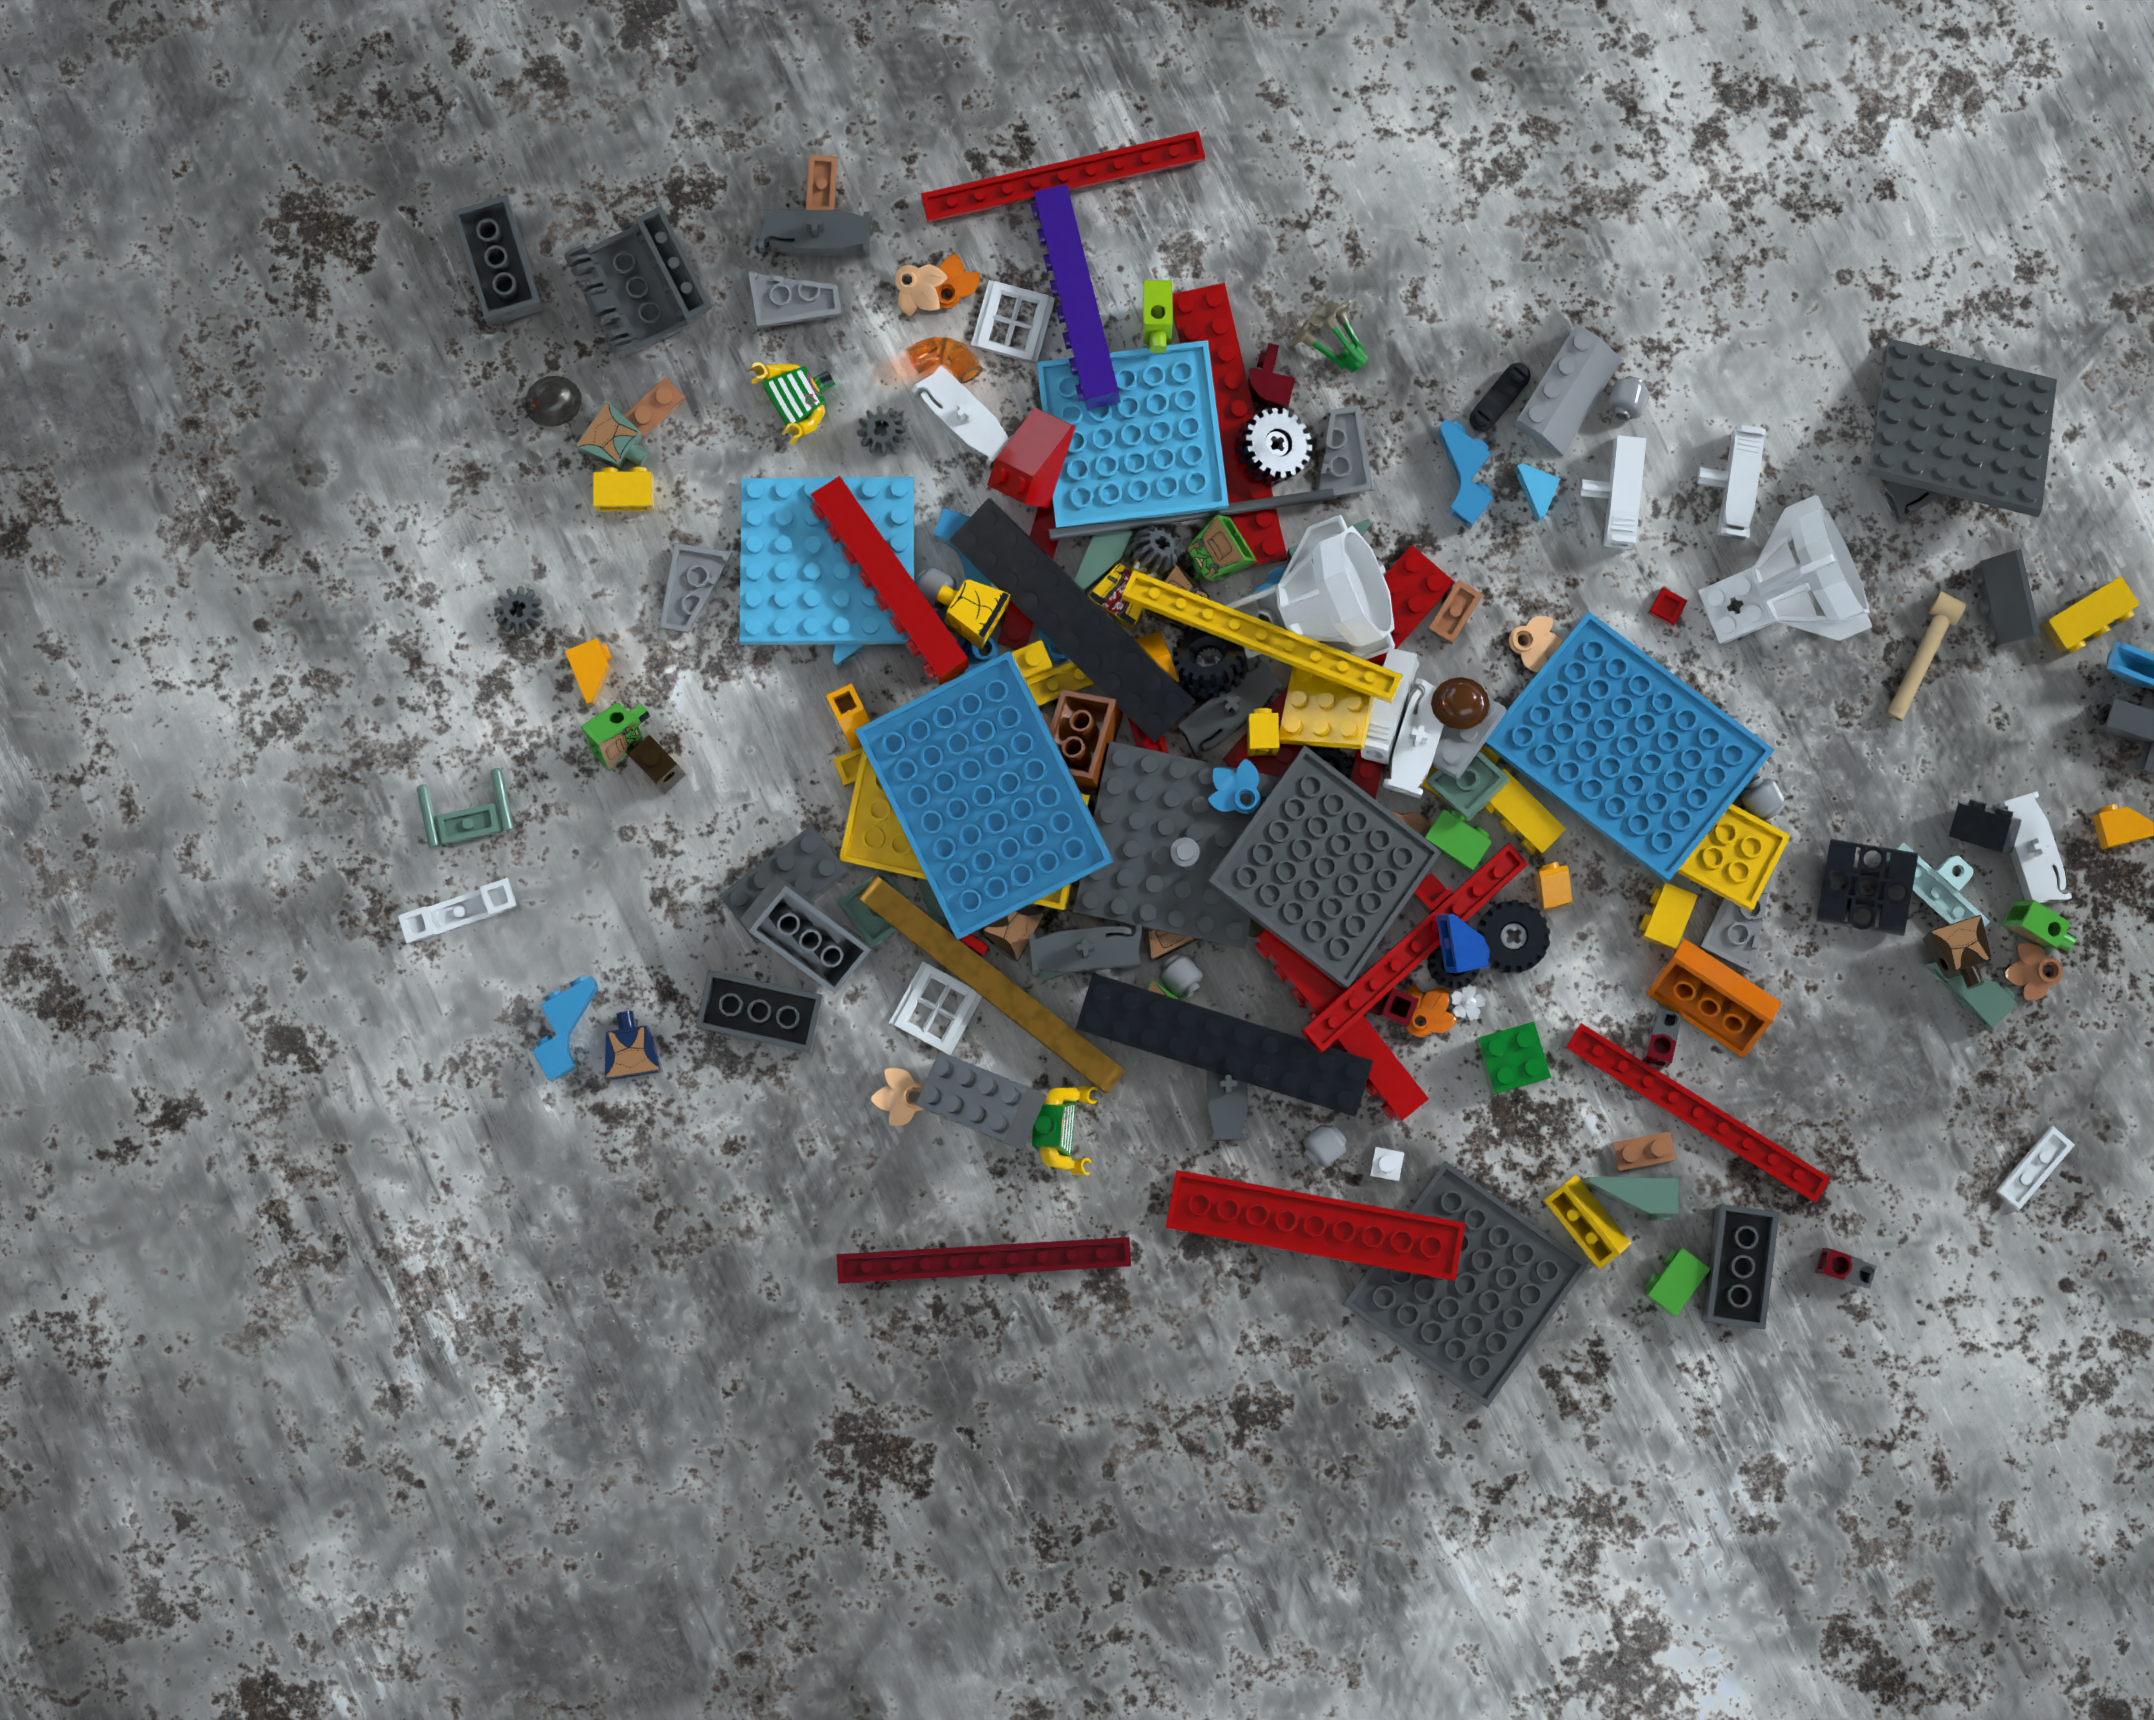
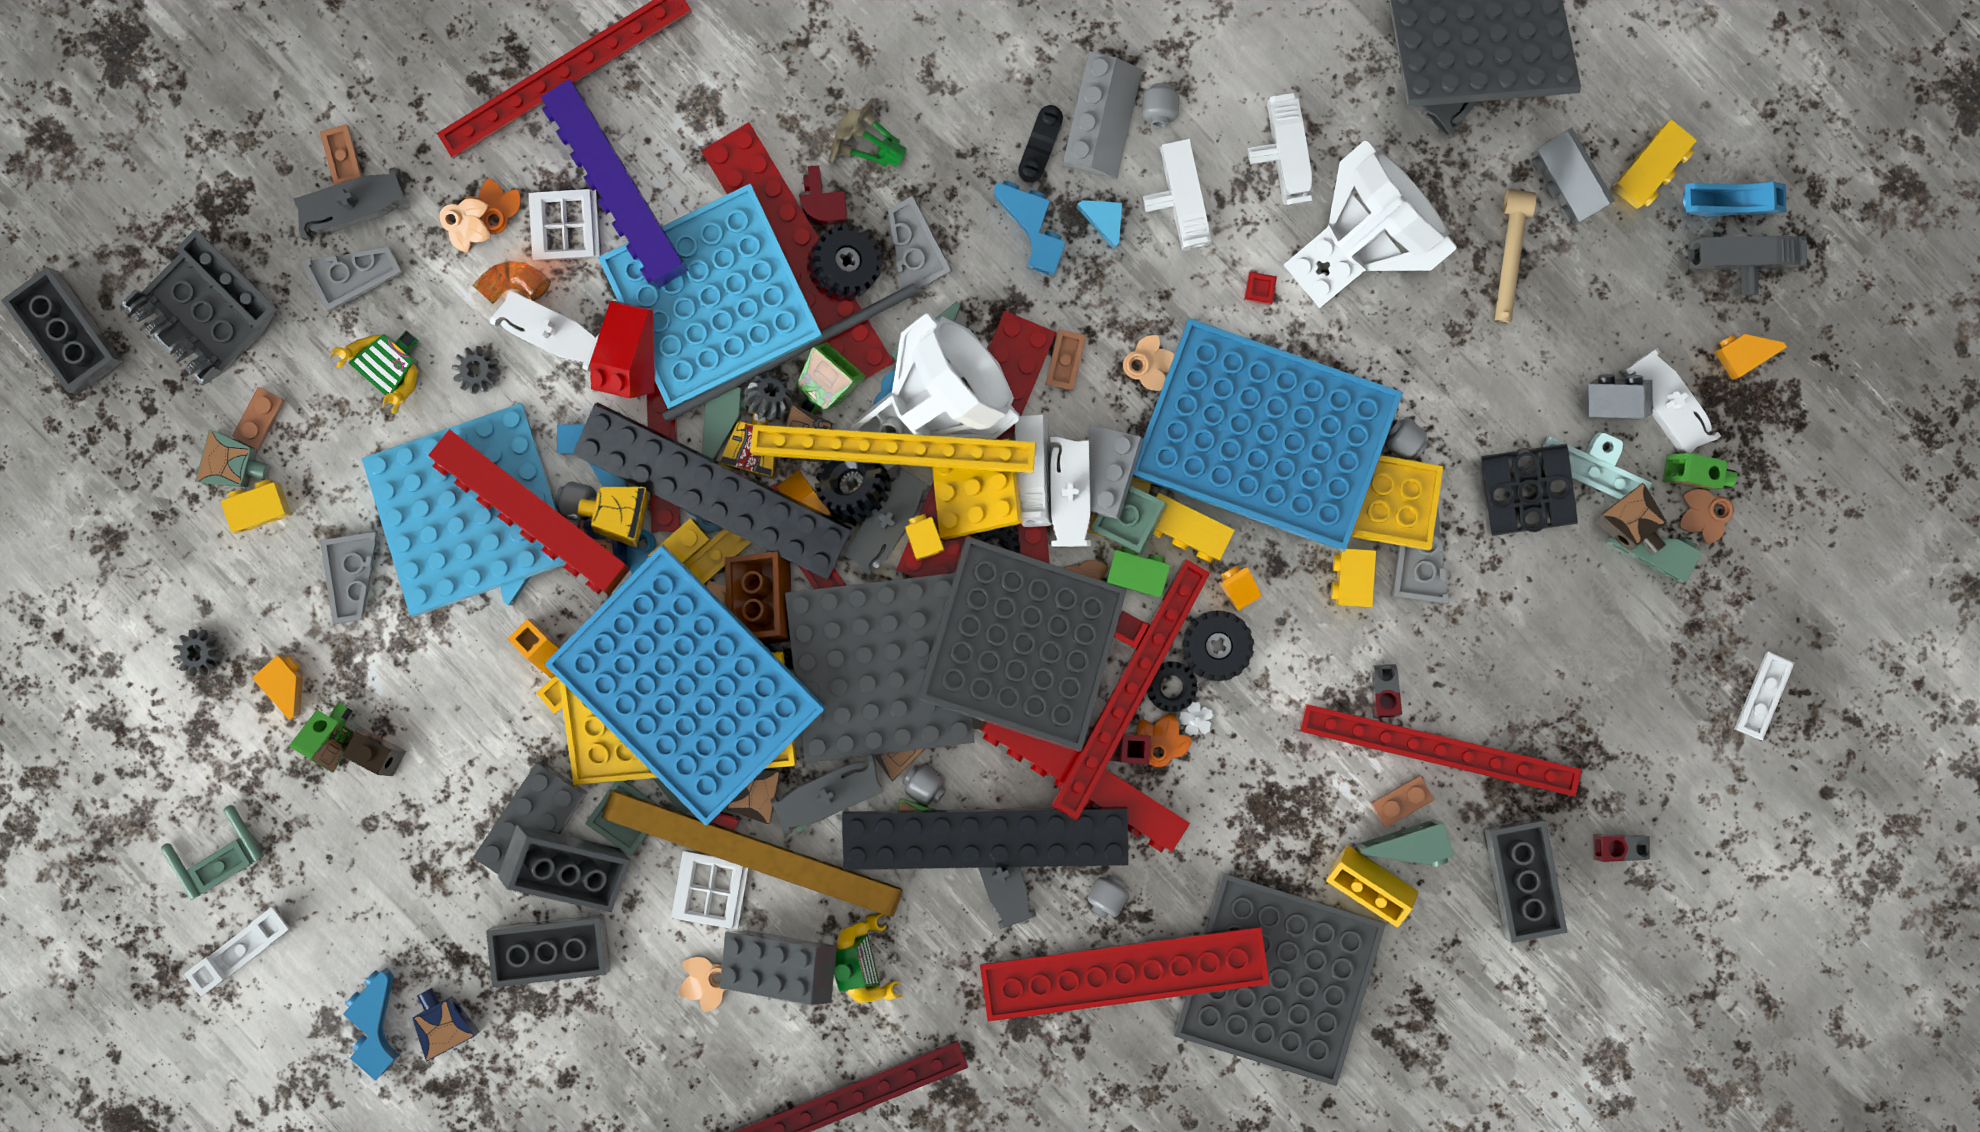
camera: 20 degrees left, 5 degrees up
(553, 401) = (162, 444): clear smoke hat -> none
(1157, 314) = (695, 175): lime torso -> none
(1184, 852) = (888, 674): light grey plate -> none
(1233, 785) = (912, 597): dark azure plate -> none
(1386, 1164) = (1171, 893): white plate -> none
(1460, 703) = (1098, 448): reddish brown hat -> none
(1461, 945) = (1173, 674): blue slope -> none
(1513, 1058) = (1255, 758): green brick -> none
(1676, 1281) = (1470, 912): bright green brick -> none
(1714, 998) = (1421, 639): orange slope -> none

